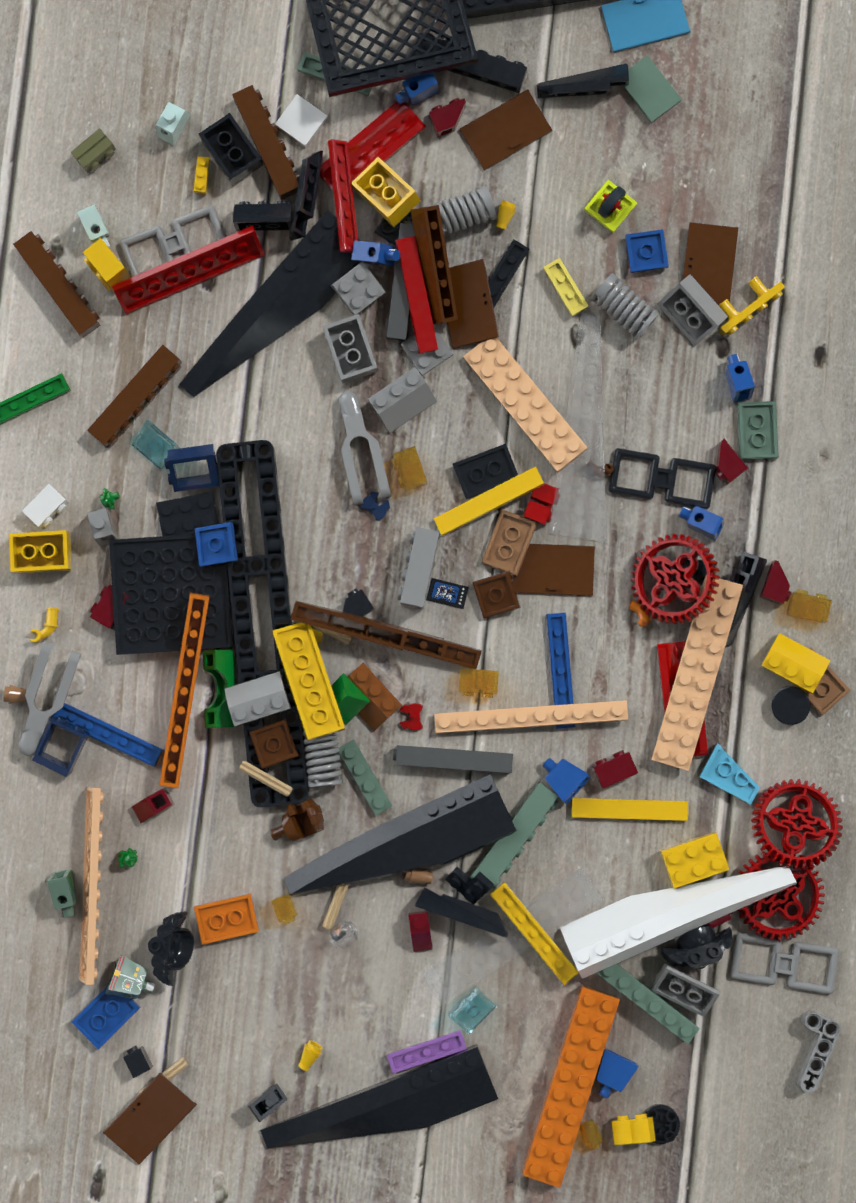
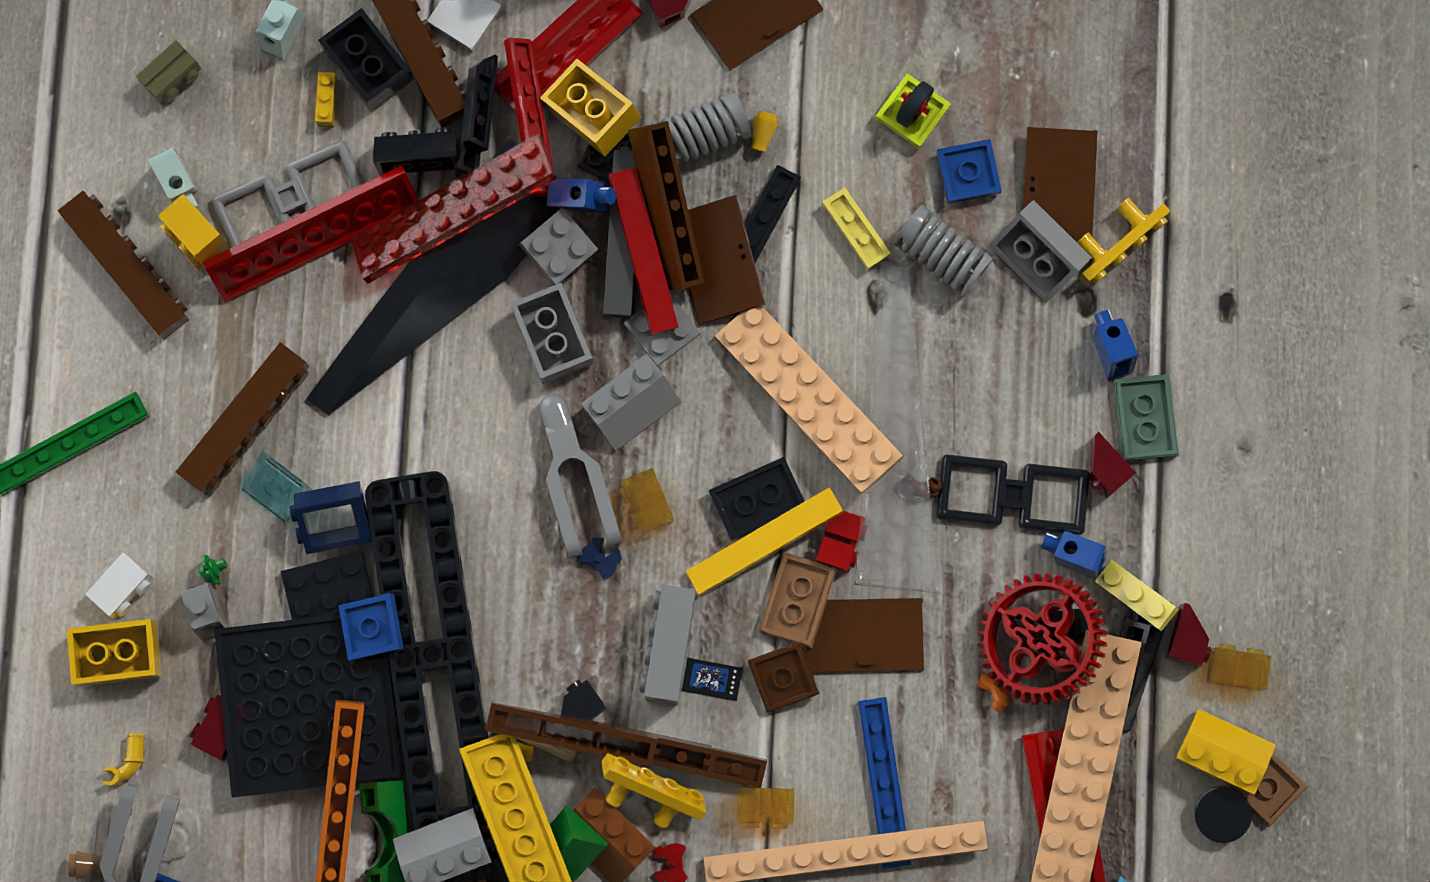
camera: 10 degrees left, 5 degrees down
(286, 258) = (453, 208): none -> clear red plate
(388, 657) = (645, 782): none -> yellow plate
(742, 552) = (1136, 595): none -> light yellow plate

